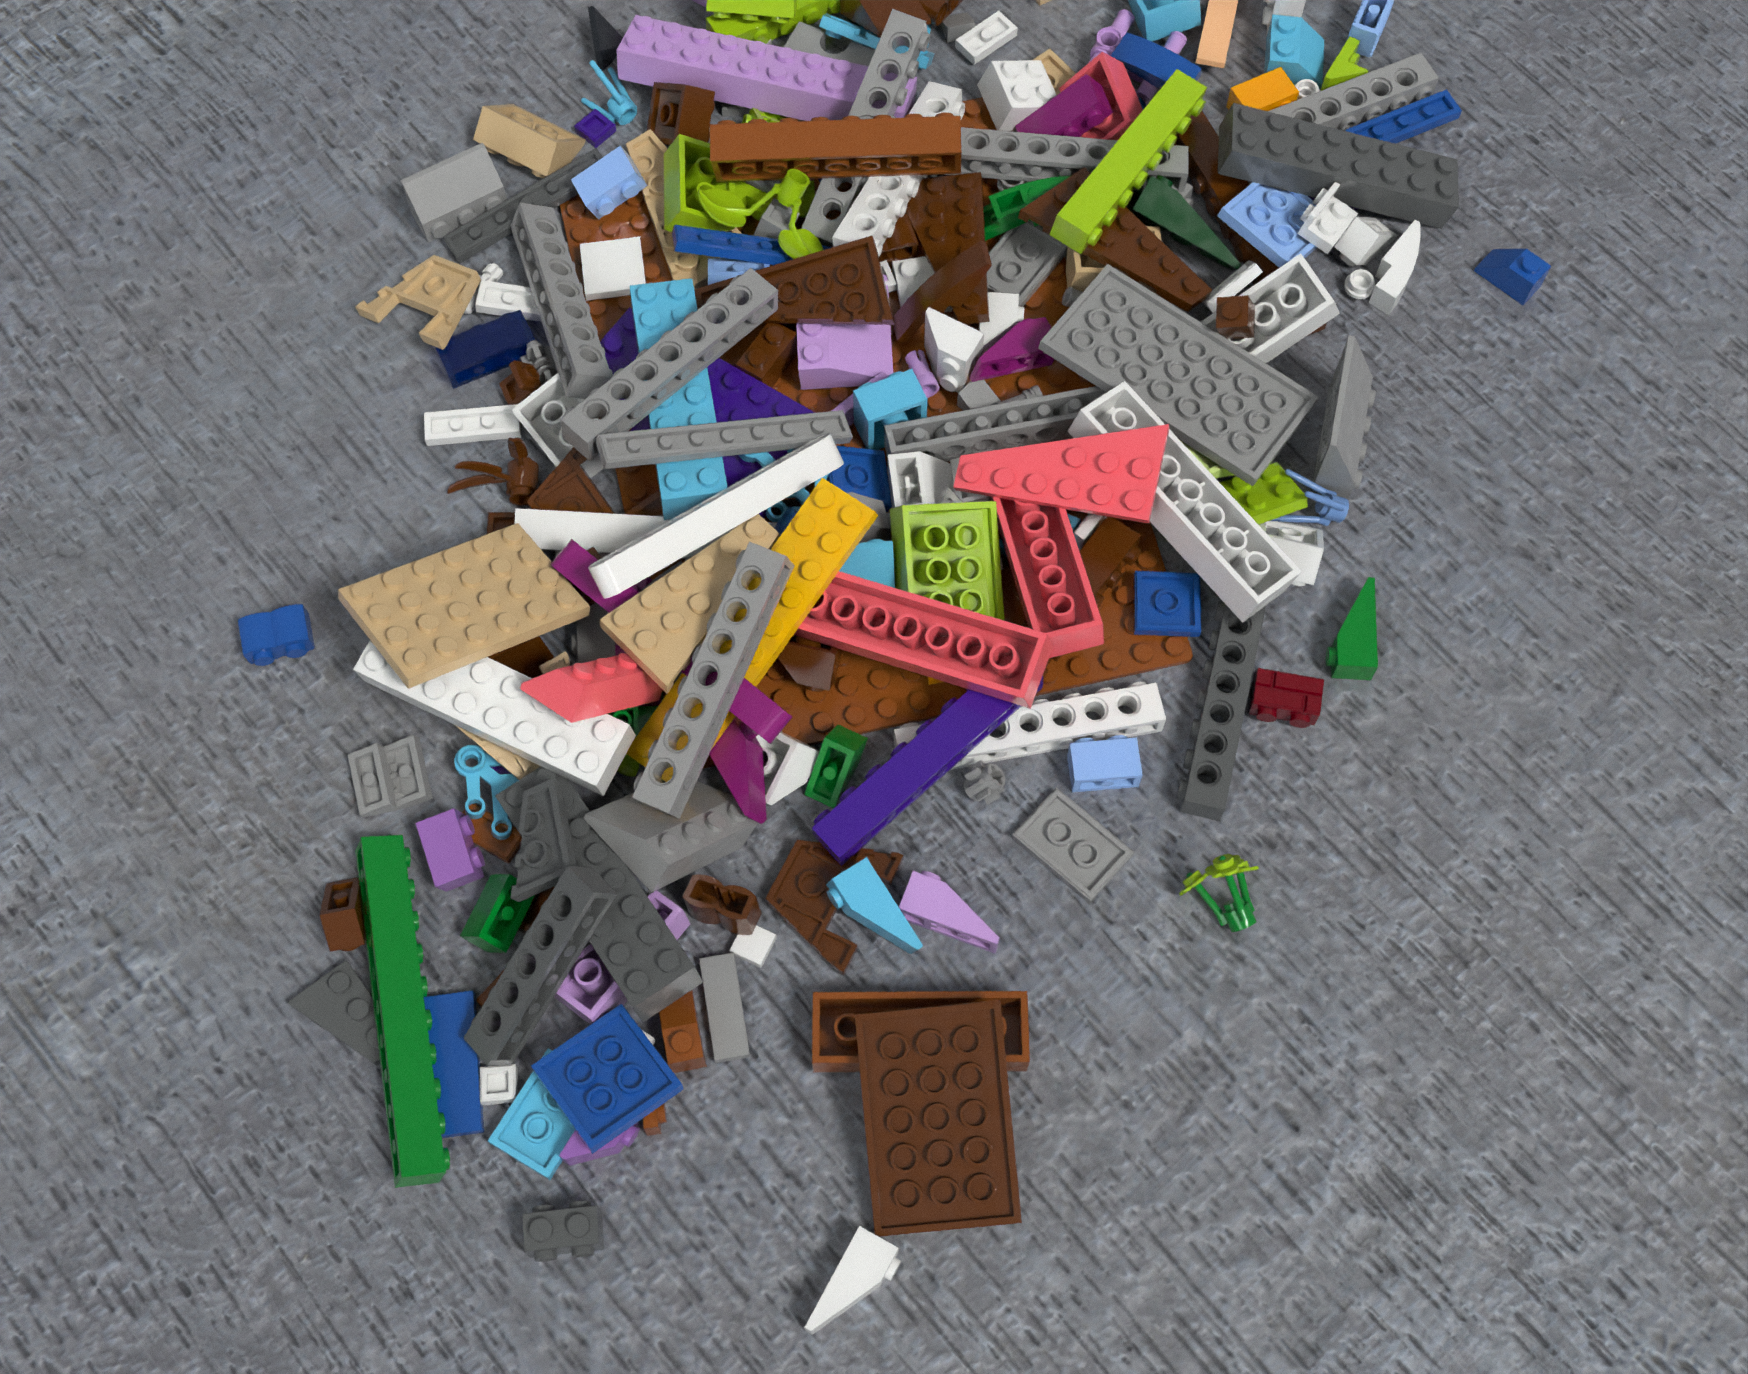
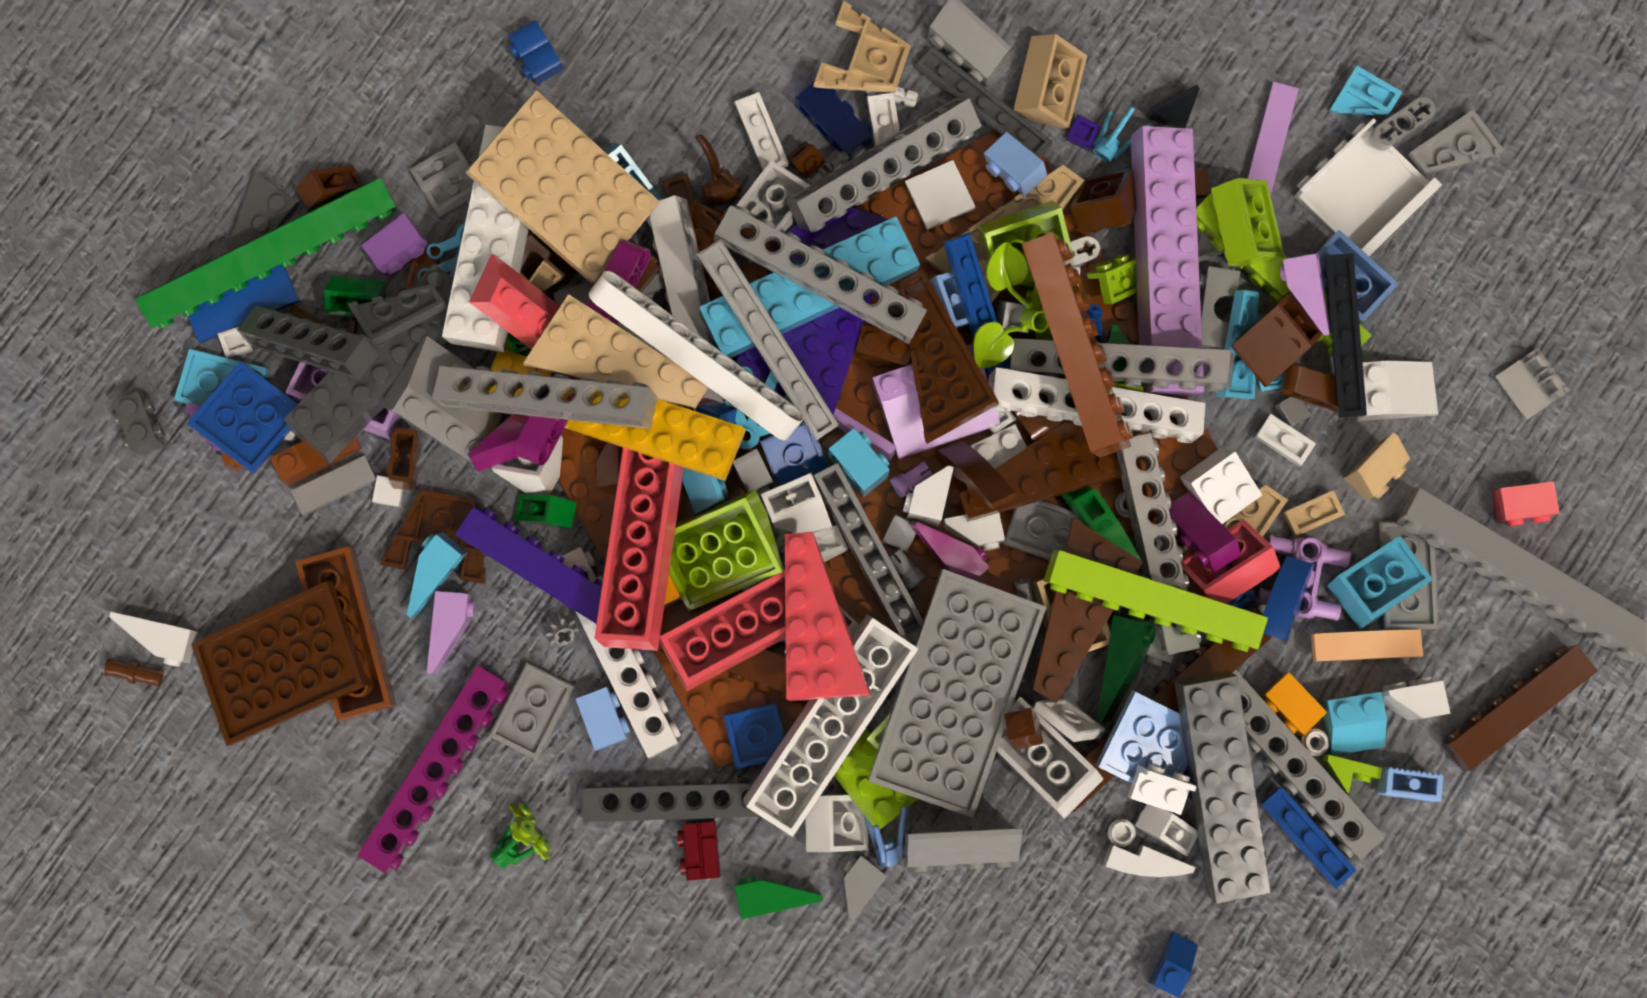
camera: 70 degrees right, 15 degrees up
(891, 1325) = (133, 672): none -> reddish brown pin
(1070, 33) = (1314, 513): none -> tan plate
(1196, 1069) = (375, 849): none -> magenta brick
(1363, 543) = (860, 884): none -> light grey slope

